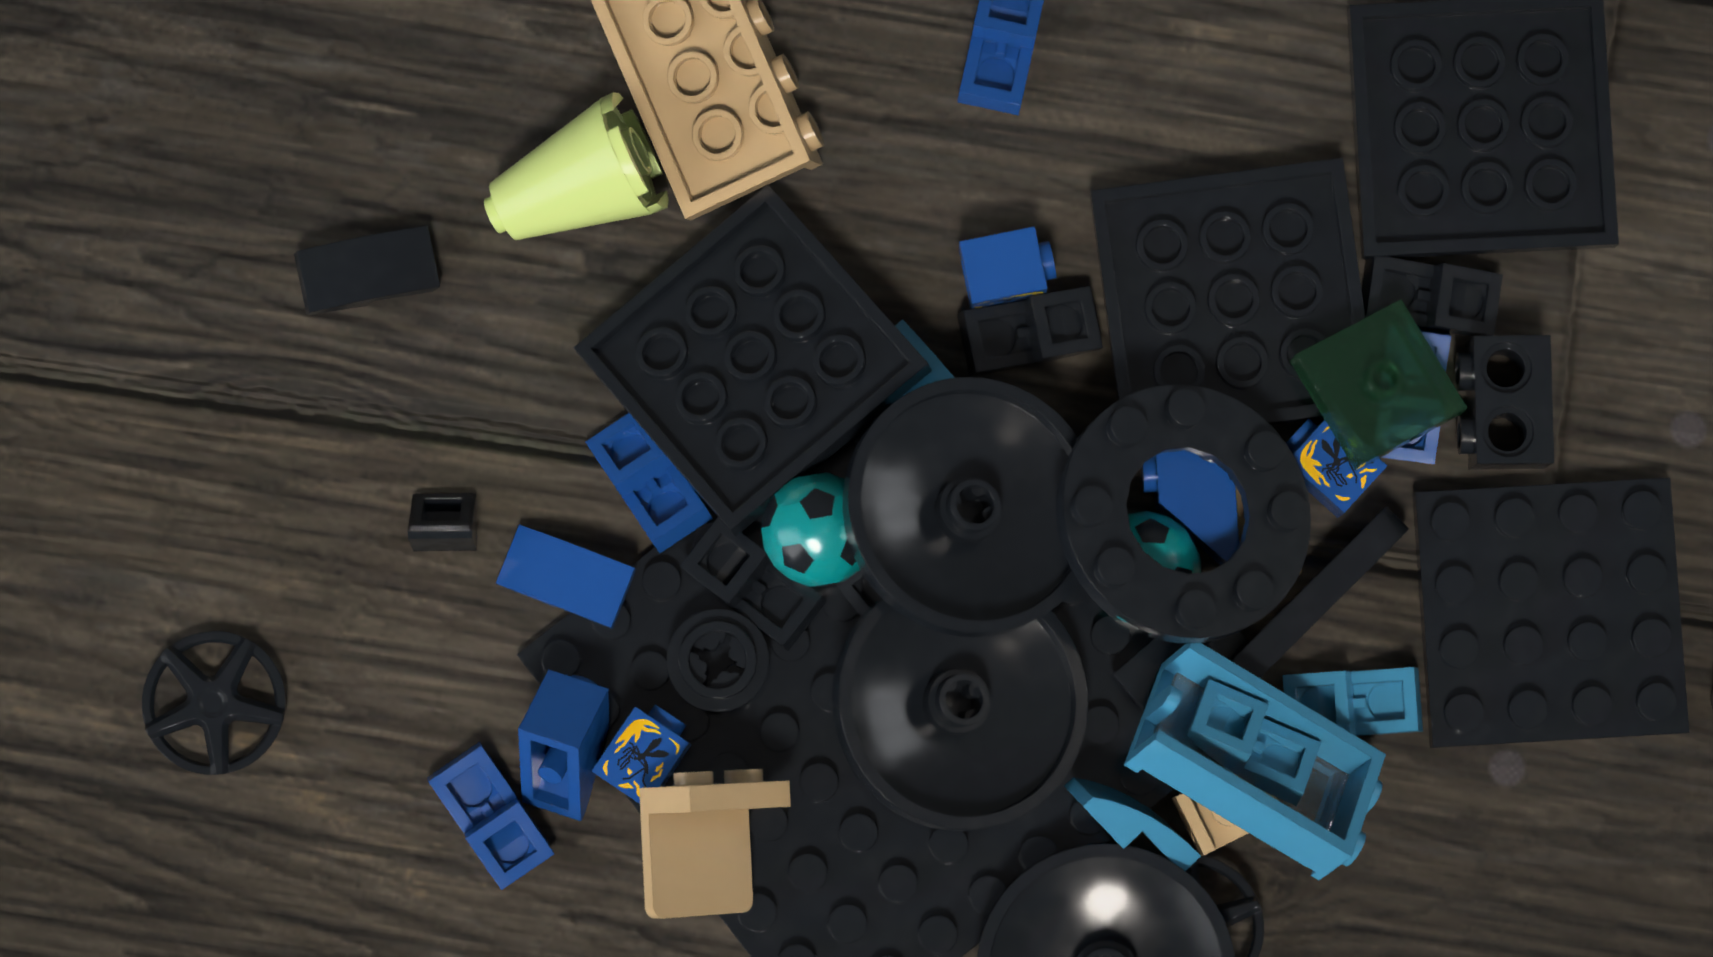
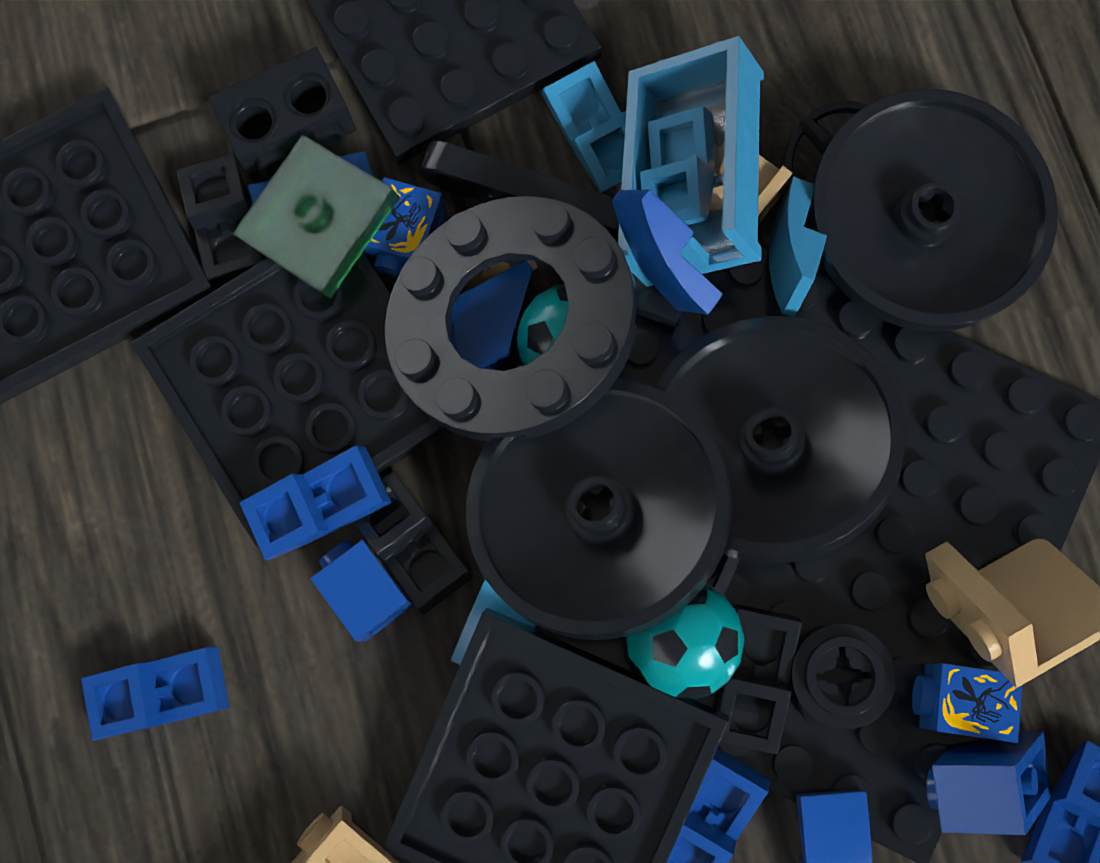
camera: 115 degrees left, 5 degrees down
(1103, 262) = (315, 502): none -> blue slope
(1178, 676) = (656, 240): none -> blue slope

